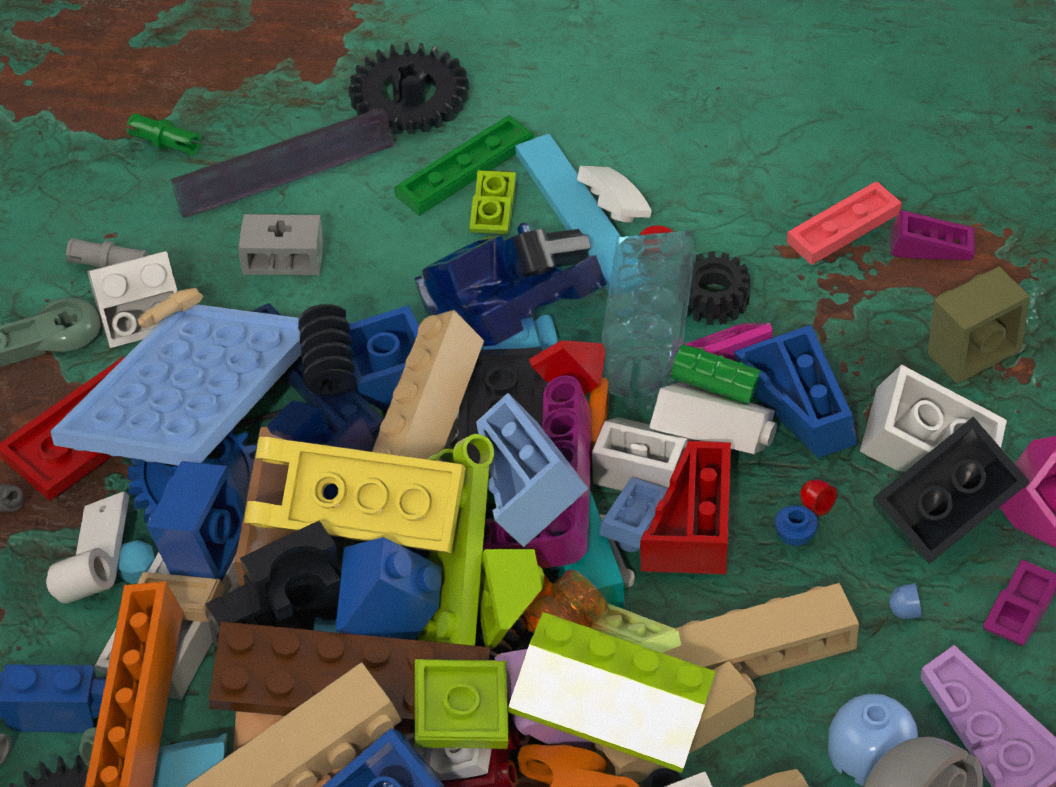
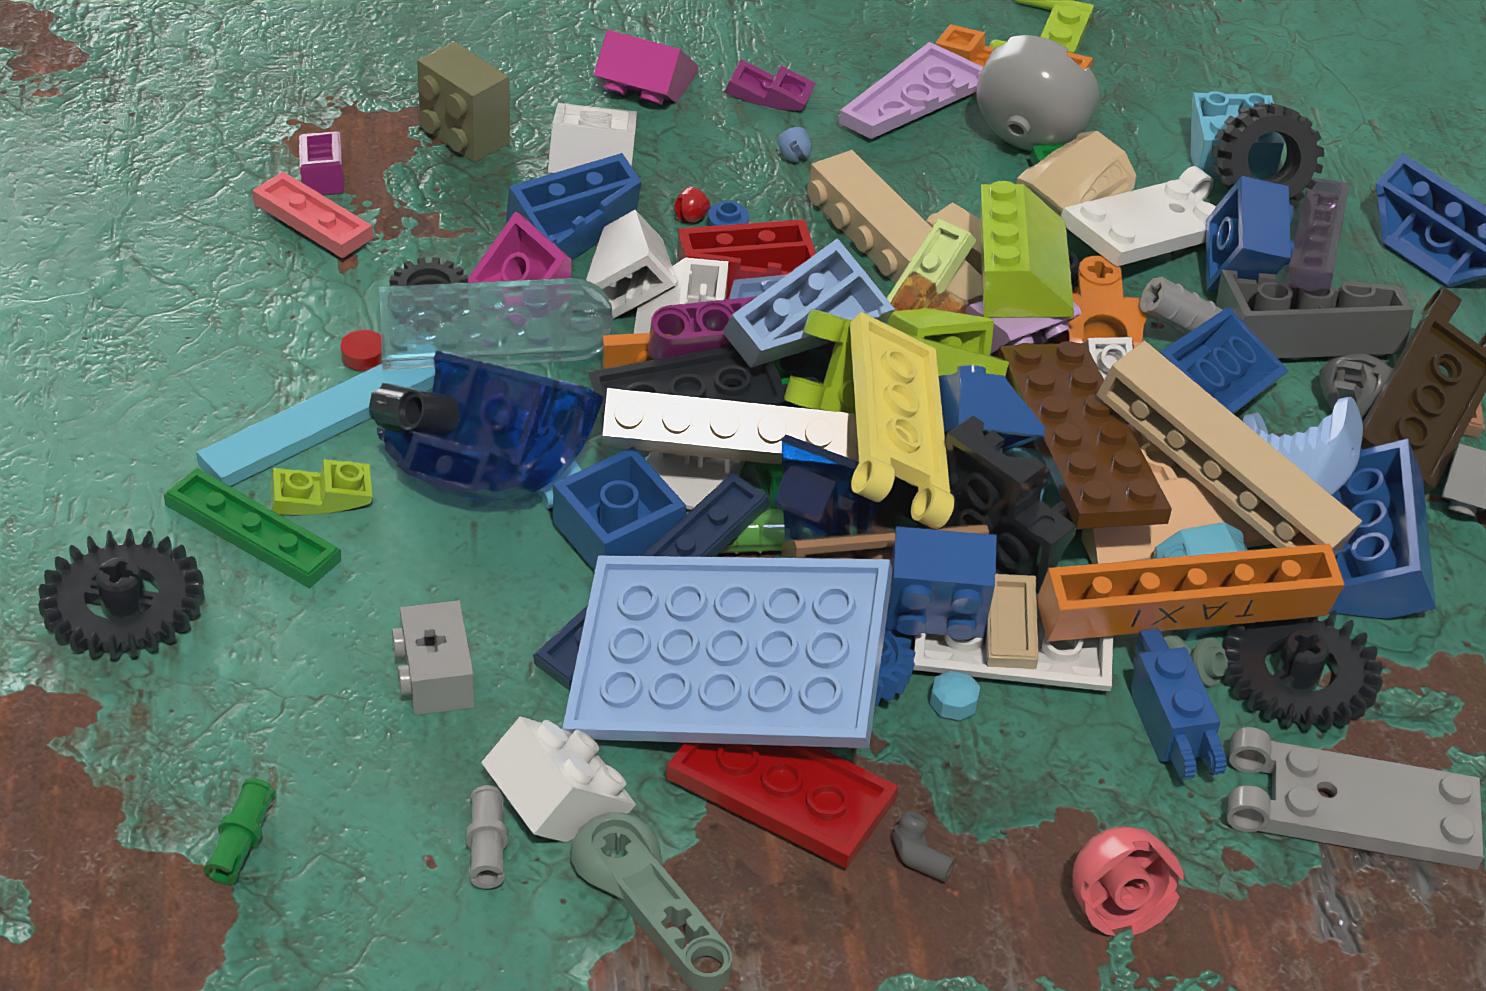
camera: 110 degrees left, 5 degrees down
(97, 552) = (962, 725): white door -> none
(179, 301) = (575, 718): tan piece -> none
(282, 162) = (296, 699): plate -> none
(326, 350) = (664, 515): black piece -> none
(460, 704) = (1079, 340): lime tile -> none
(572, 359) = (596, 349): red slope -> none
(615, 193) = (308, 373): white slope -> none
(715, 374) = (592, 244): green axle -> none
(866, 731) = (952, 153): light blue cylinder -> none
(949, 491) = (682, 105): black slope -> none

